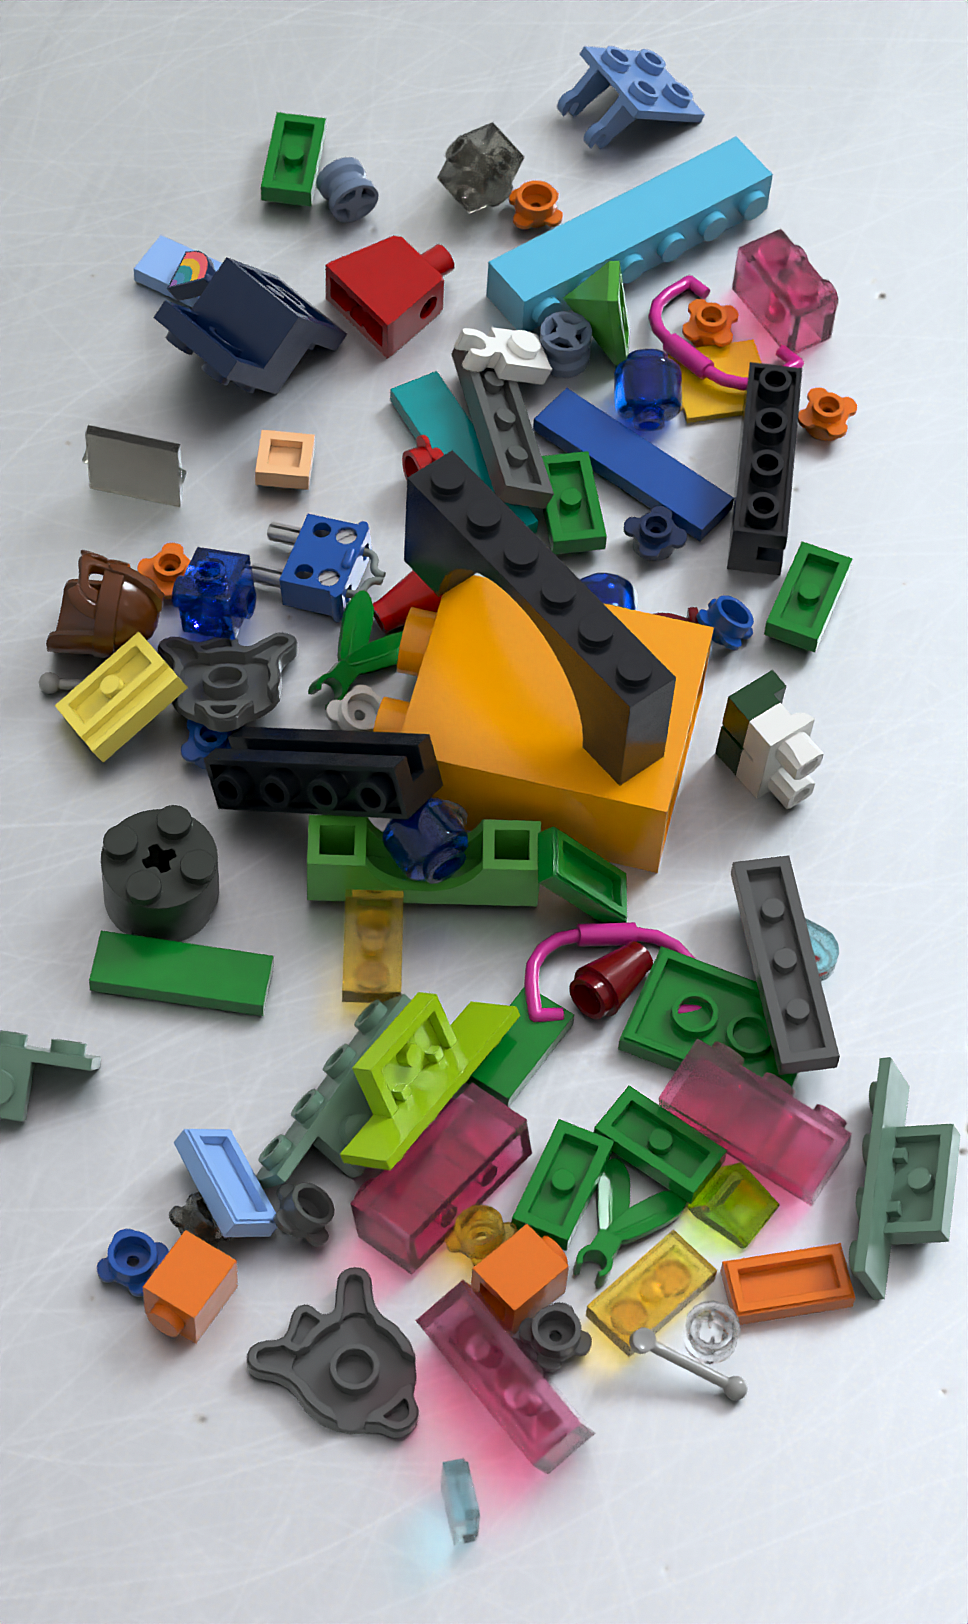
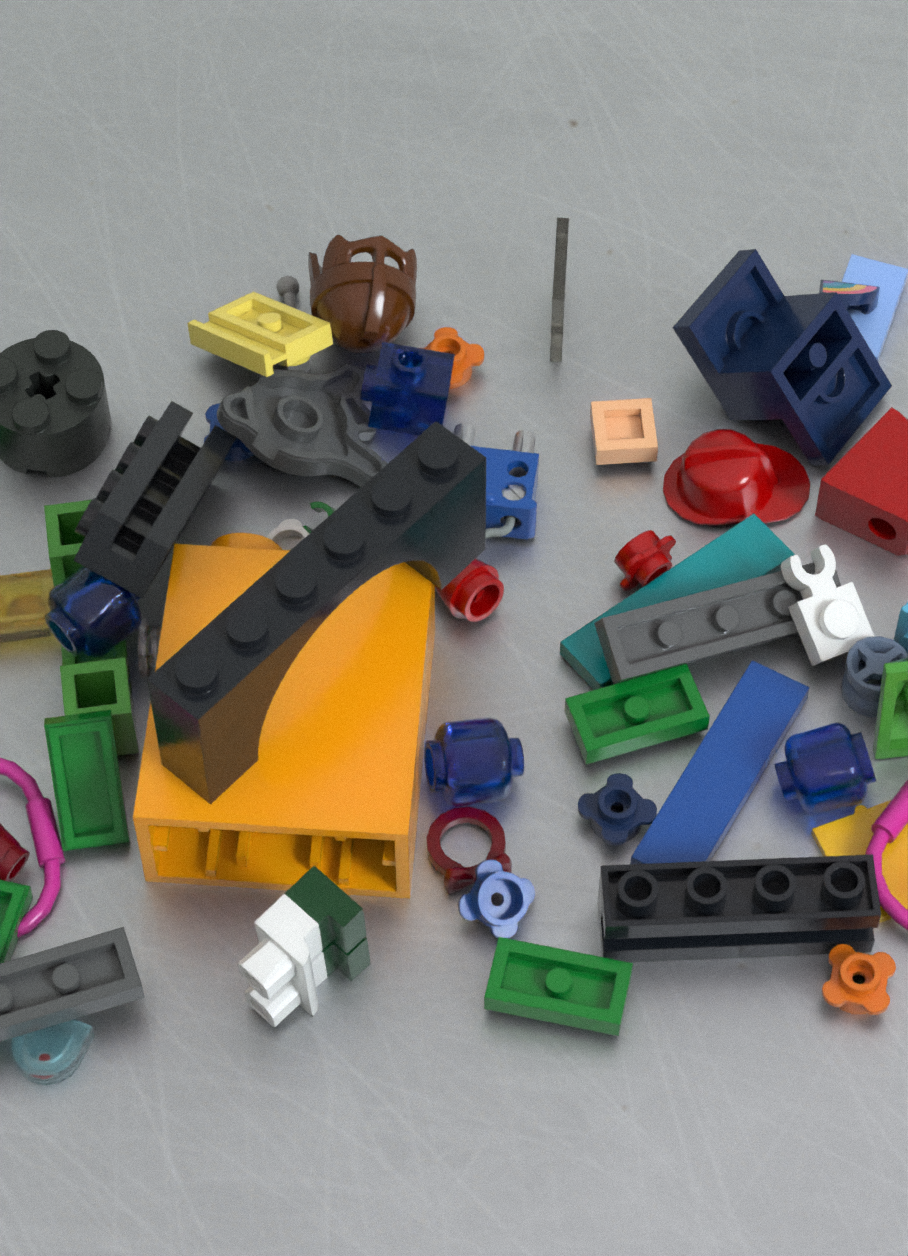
camera: 85 degrees right, 0 degrees up
(347, 403) = (731, 477): none -> red piece

